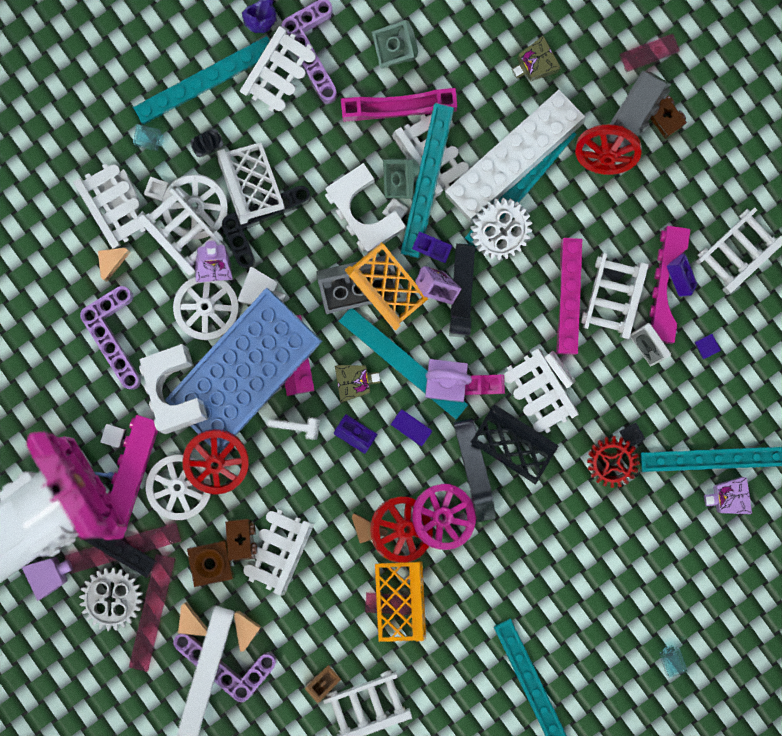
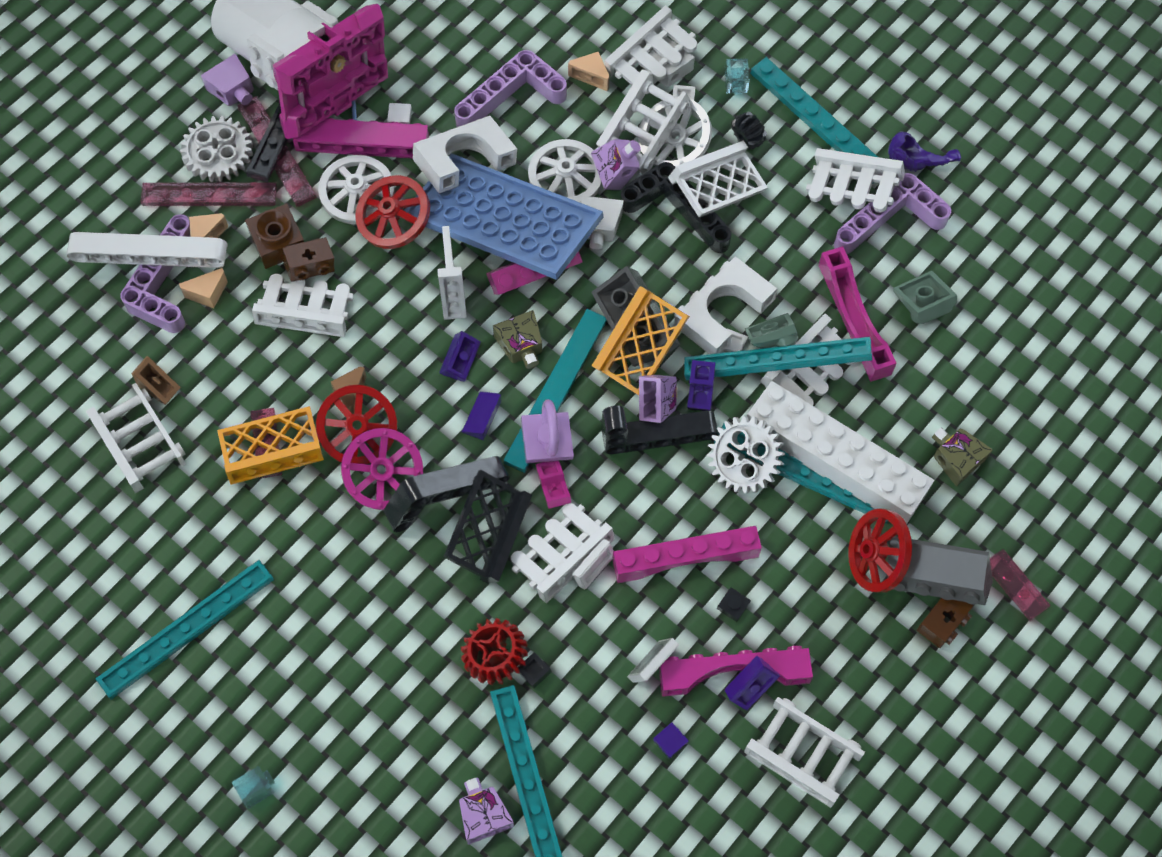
camera: 75 degrees right, 20 degrees down
(633, 291) = (714, 628): white fence -> none

